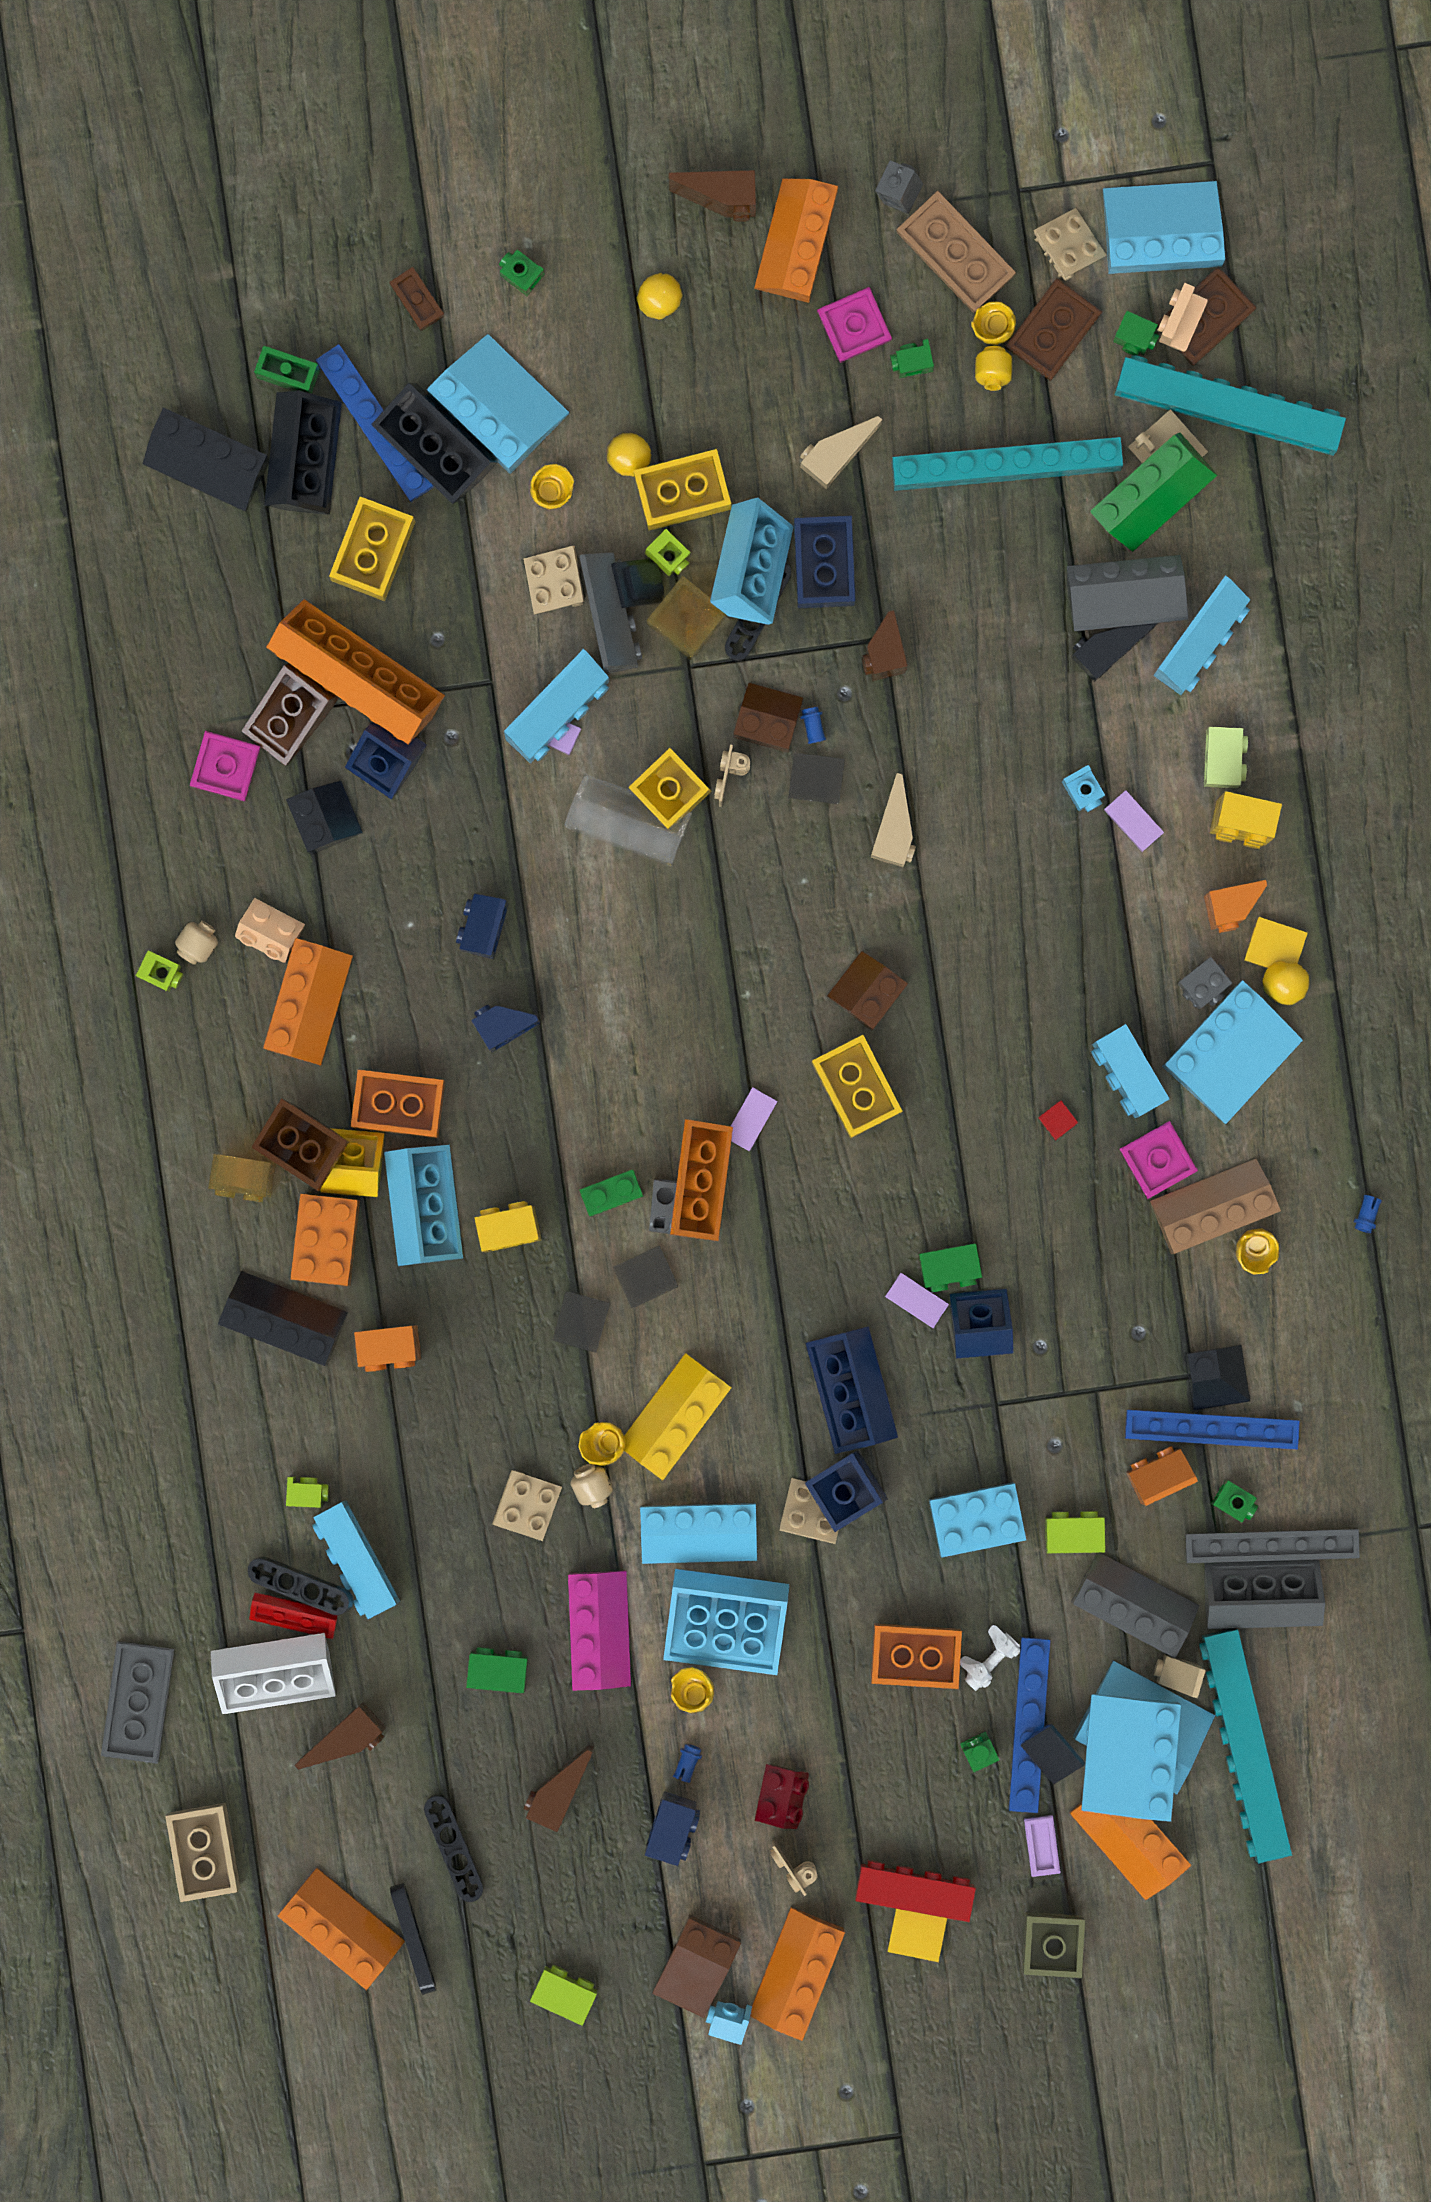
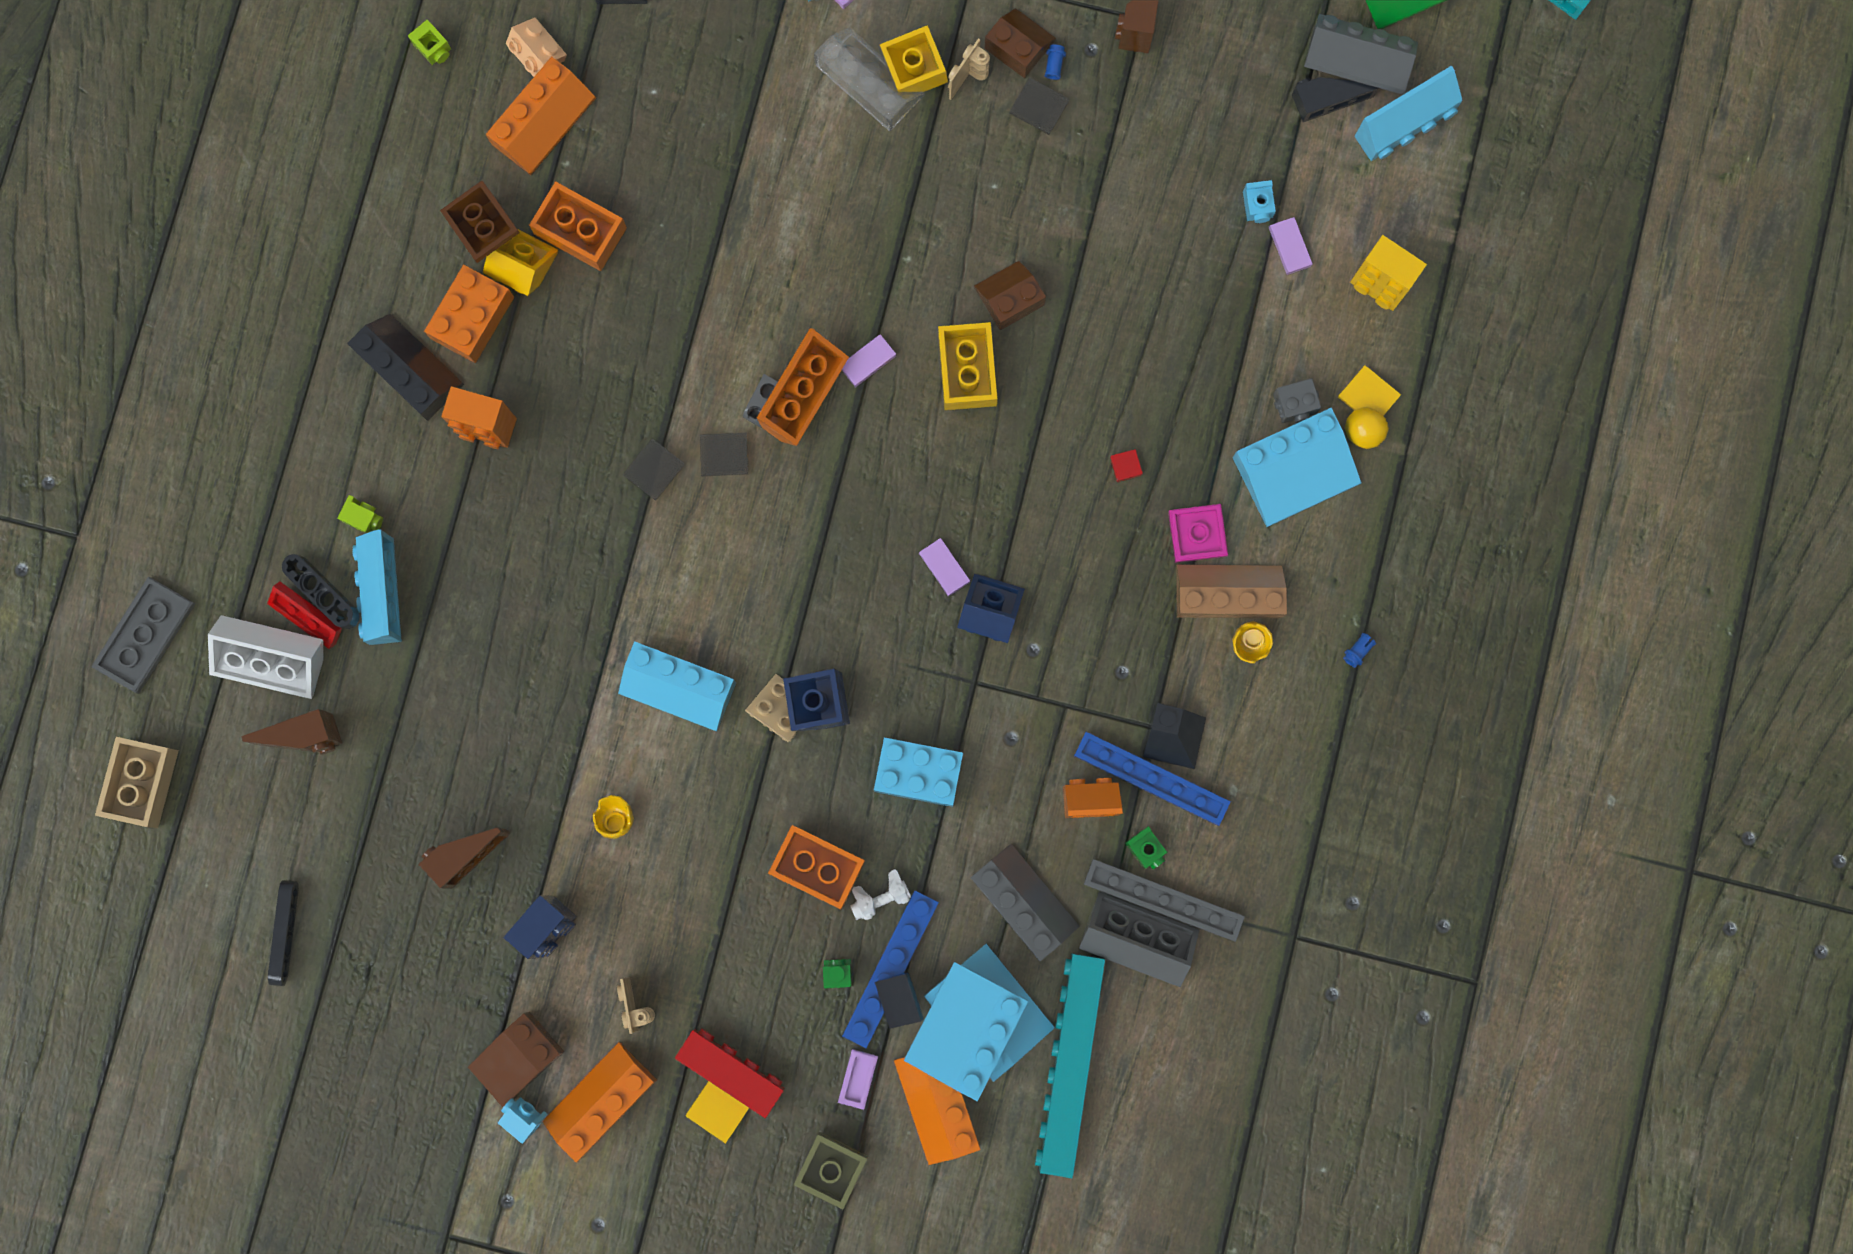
camera: 20 degrees right, 5 degrees down
(196, 942) = (471, 32): tan head -> none
(242, 1176) = (422, 232): clear yellow brick -> none
(341, 1928) = (225, 898): orange slope -> none
(423, 1205) = (564, 319): medium azure slope -> none
(448, 1850) = (347, 870): black beam -> none
(483, 925) = (713, 112): dark blue slope -> none
(497, 1671) = (455, 733): green brick -> none
(502, 1025) = (693, 197): dark blue slope -> none
(507, 1228) = (622, 360): yellow brick -> none
(527, 1505) = (541, 603): tan hinge -> none
(564, 1995) = (390, 1035): lime brick -> none
(591, 1485) = (602, 608): tan head -> none
(599, 1630) = (556, 733): dark pink slope -> none
(602, 1443) = (626, 577): yellow hair -> none
(611, 1193) = (724, 372): green brick -> none
(674, 1416) = (698, 581): yellow slope -> none
(687, 1762) = (583, 879): blue pin -> none
(726, 1622) = (667, 771): medium azure slope -> none
(782, 1797) = (651, 942): dark red bracket -> none
(851, 1390) = (857, 618): dark blue slope -> none
(895, 831) = (1083, 177): tan slope -> none
(950, 1266) = (984, 549): green brick -> none
(1075, 1534) = (998, 819): lime brick -> none
(1129, 1072) = (1203, 446): medium azure brick -> none
(1179, 1675) = (1037, 977): tan slope -> none
(1224, 757) = (1389, 219): yellowish green brick -> none
(1232, 905) = (1347, 341): orange slope -> none

